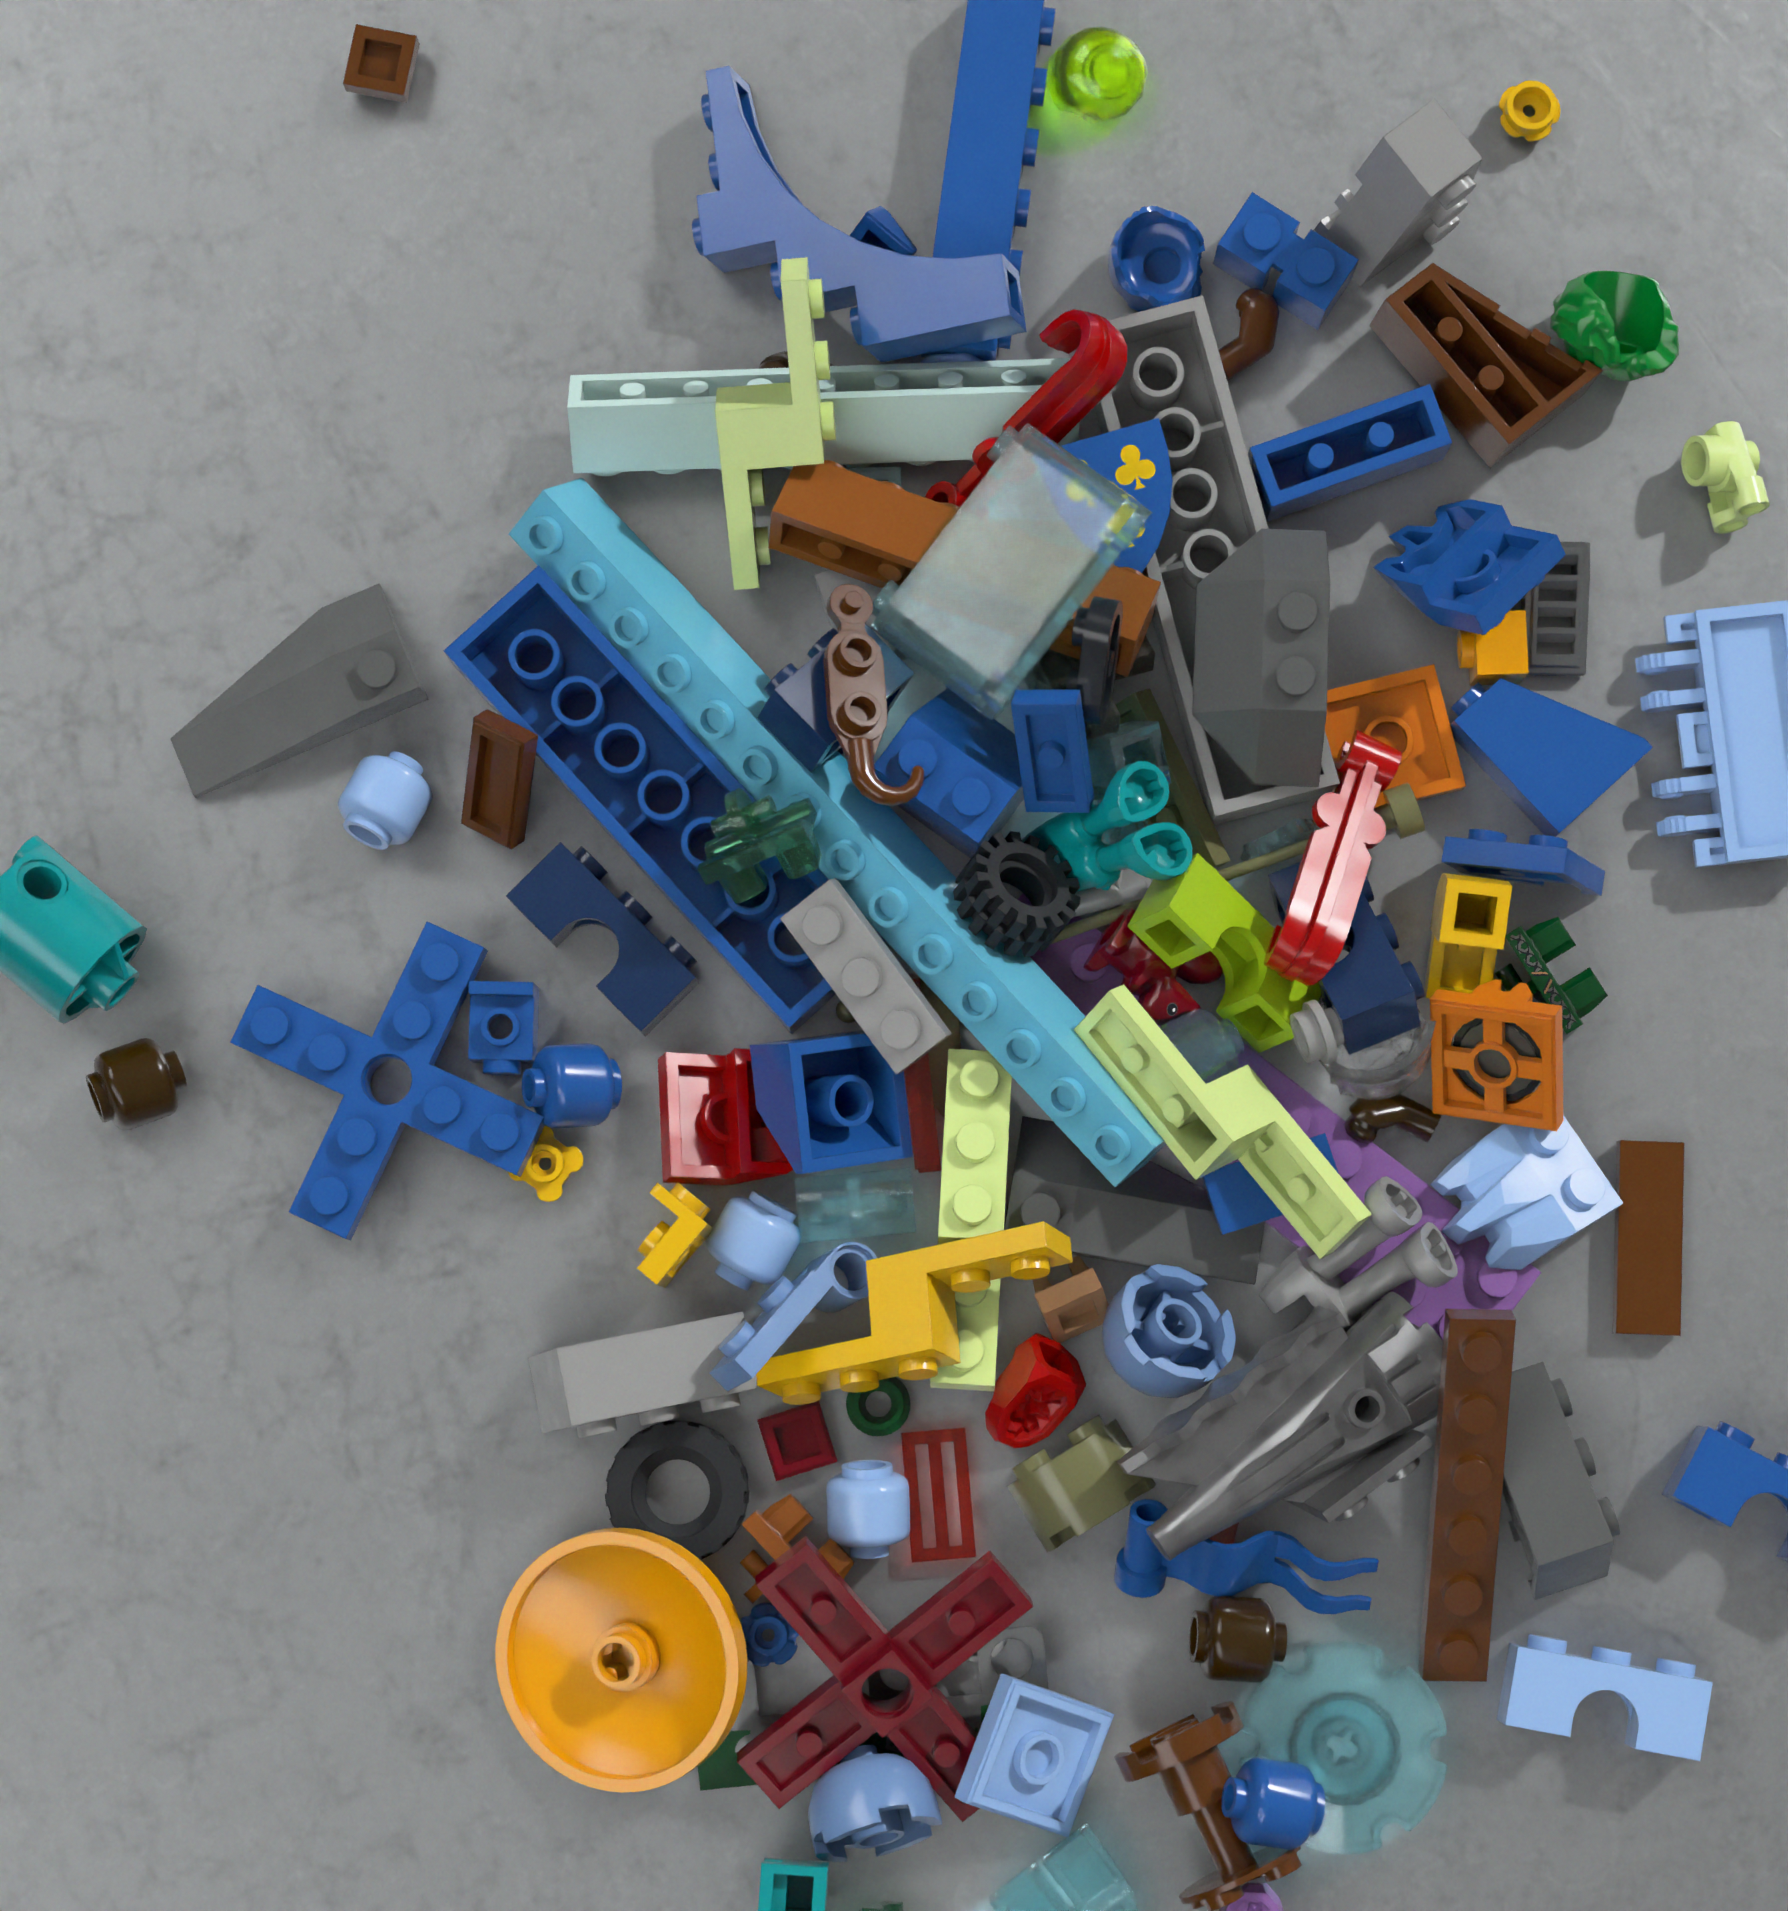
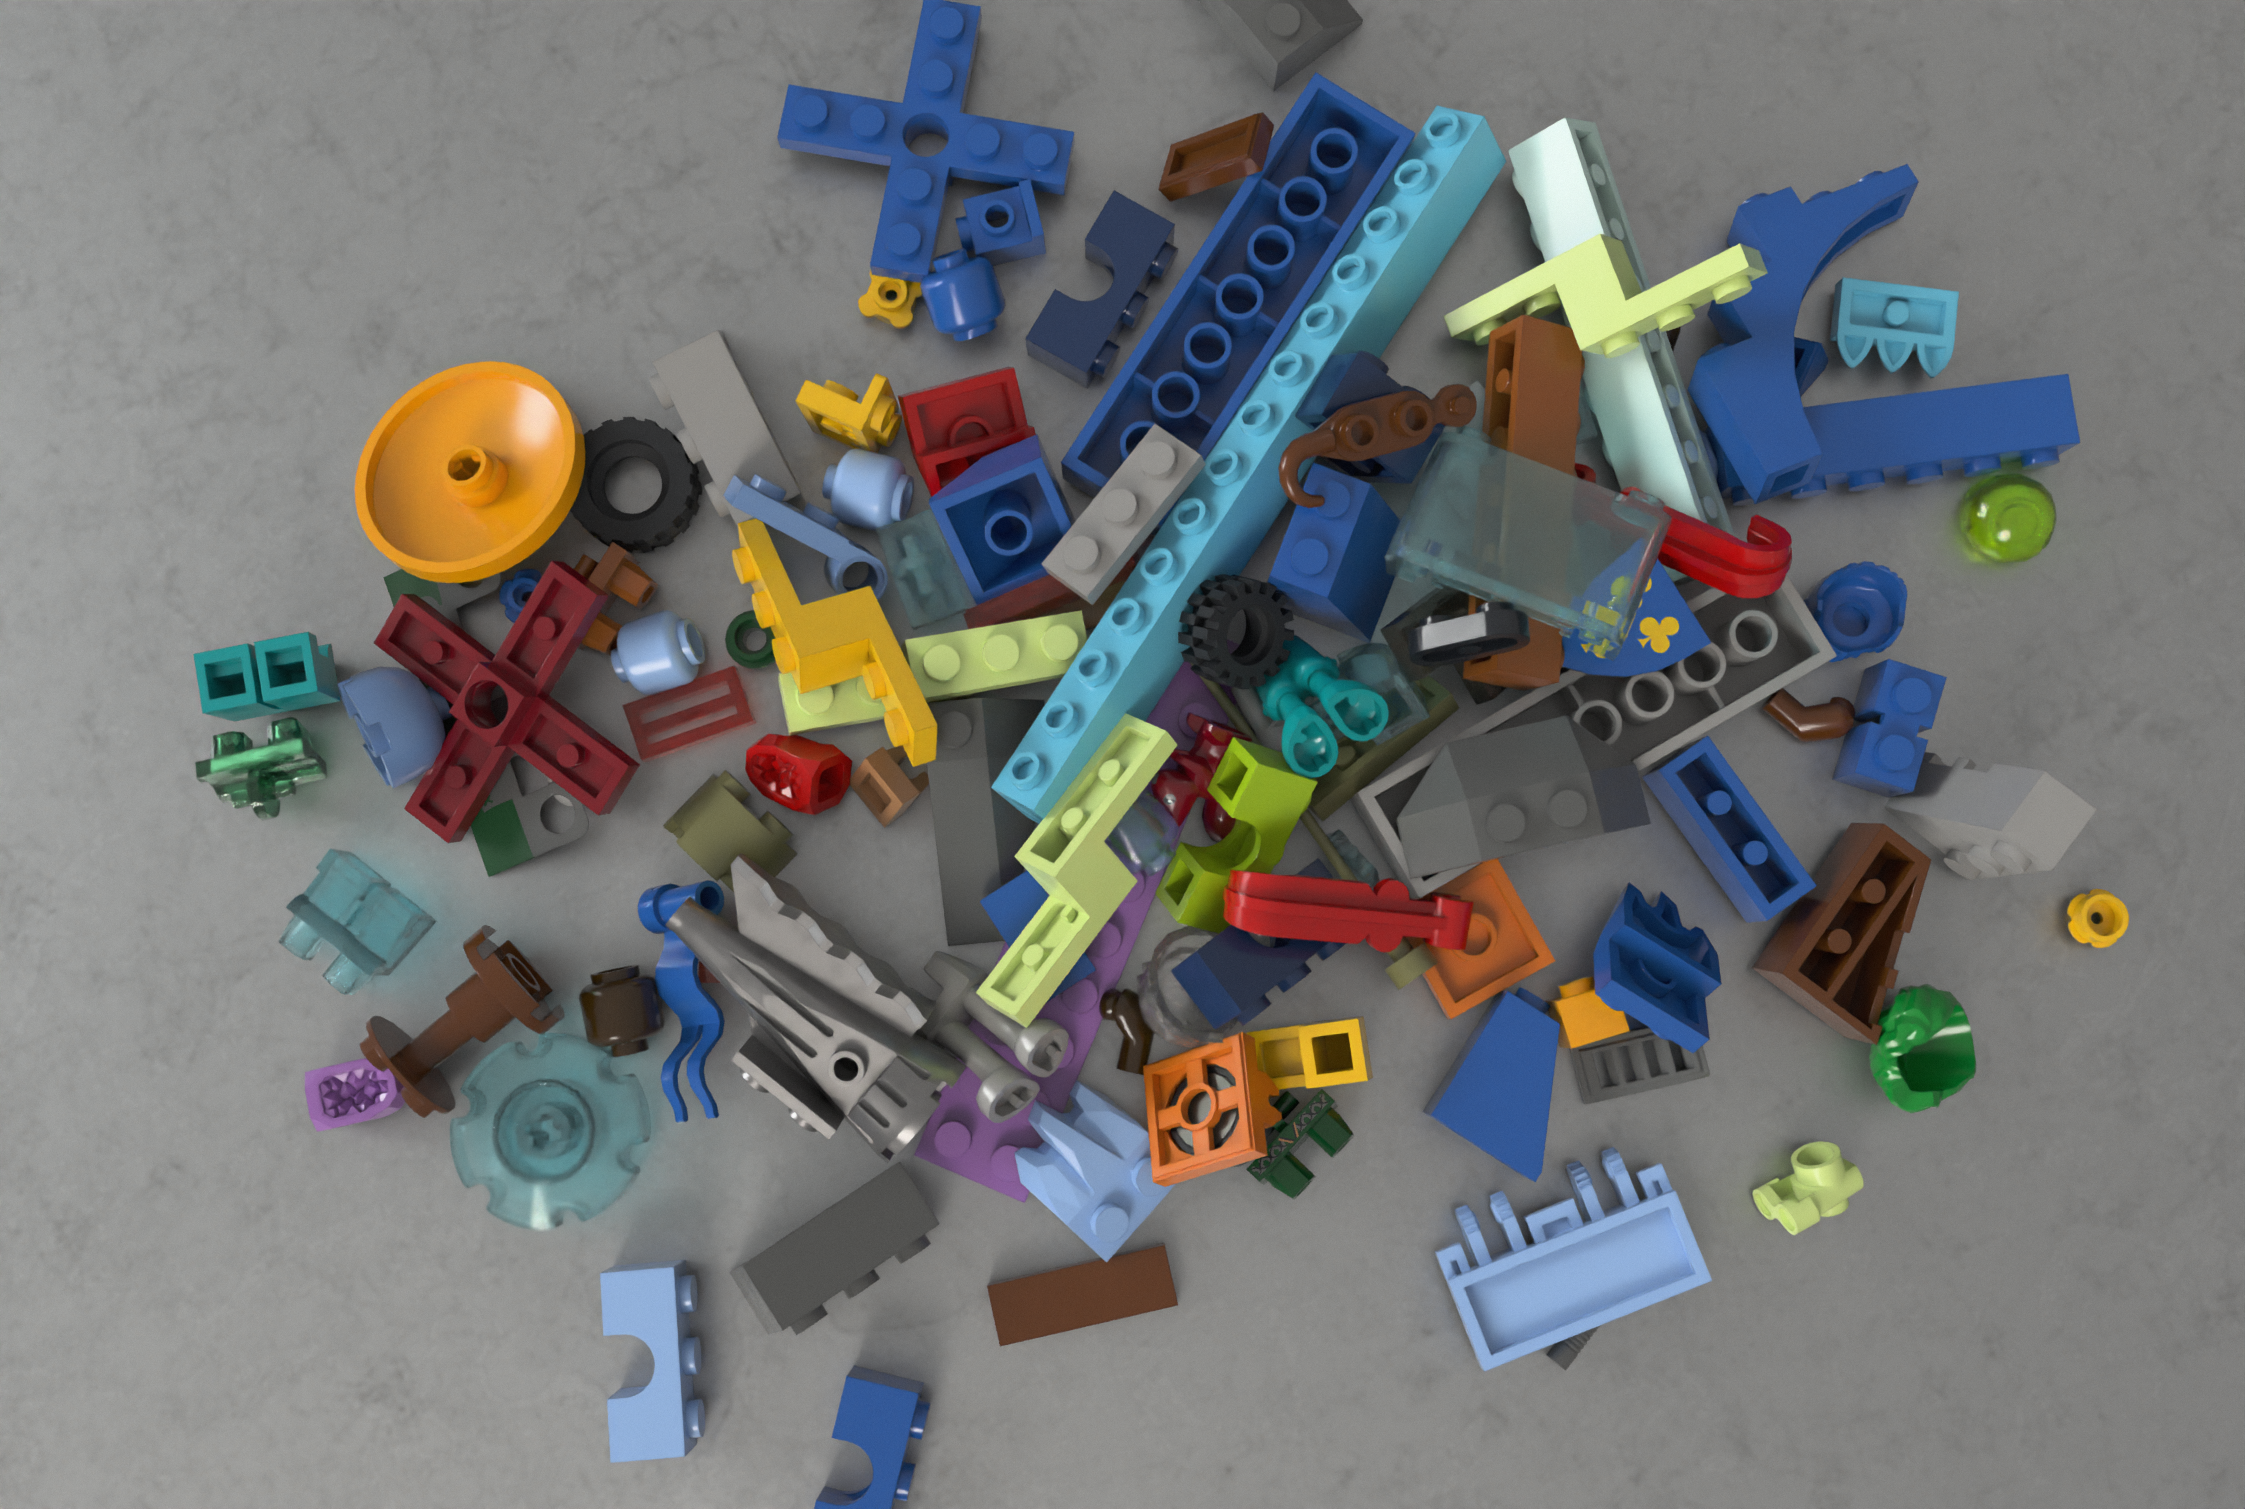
camera: 70 degrees right, 0 degrees up
(385, 800) = (1172, 71): light blue head -> none
(753, 834) = (1218, 374): clear green hips -> none
(797, 1440) = (705, 578): dark red tile -> none
(863, 127) = (1896, 322): none -> medium azure plate
(1034, 1755) = (474, 855): light blue tile -> none
(1052, 751) = (1374, 620): blue plate -> none
(1166, 1333) = (878, 874): medium blue cylinder -> none
(1274, 1803) = (471, 1077): blue head -> none
(1317, 1032) = (1181, 934): light grey plate -> none
(1466, 1494) = (799, 1182): reddish brown plate -> none
(1539, 861) = (1397, 1102): blue wing -> none

